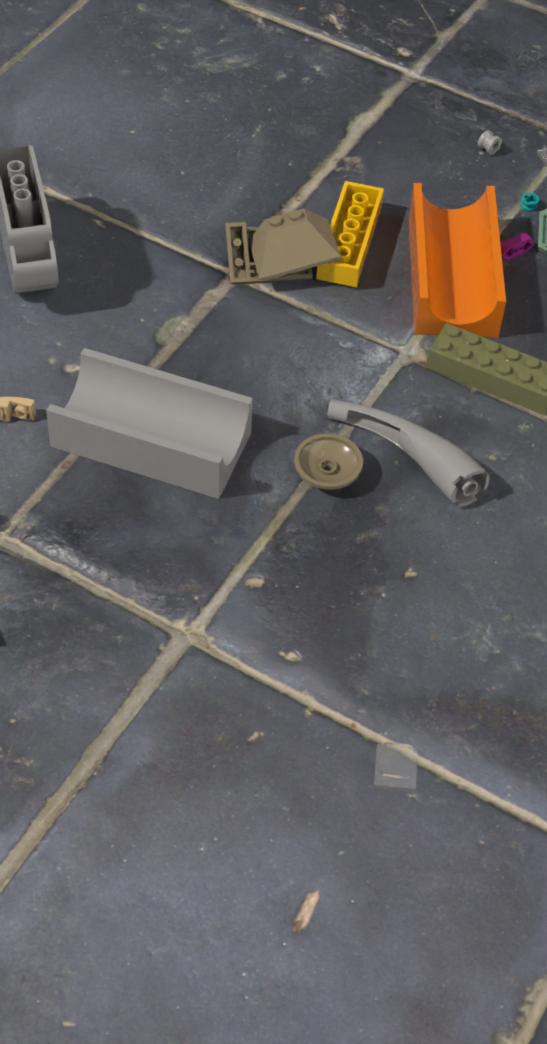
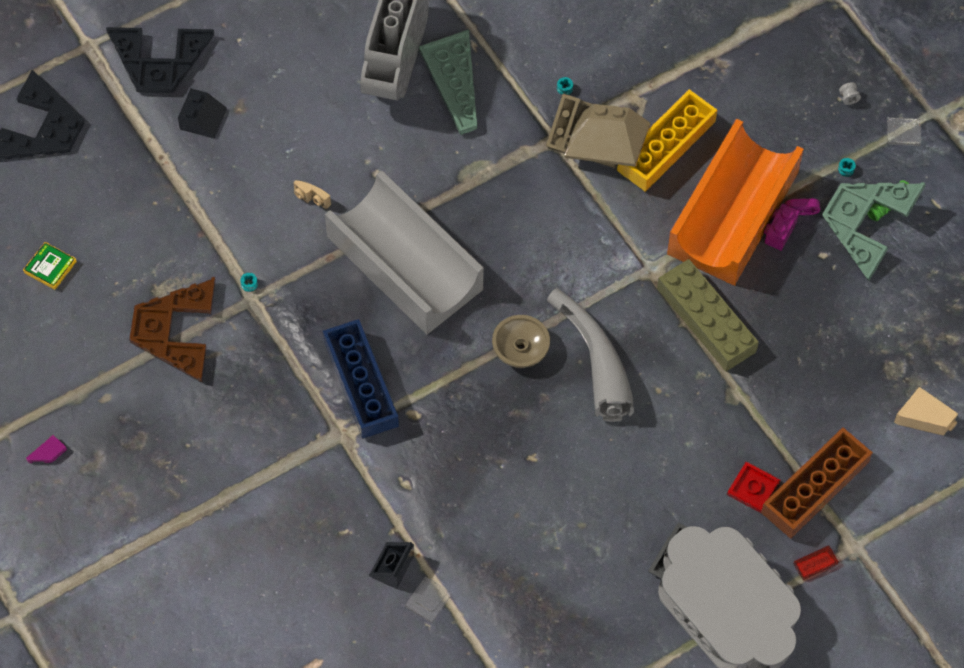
camera: 30 degrees right, 10 degrees up
(98, 253) = (452, 72): none -> sand green wing
(178, 565) = (360, 379): none -> dark blue brick
(219, 228) = (567, 81): none -> teal bush
(333, 743) = (393, 563): none -> black slope
(512, 267) = (781, 227): none -> magenta brick

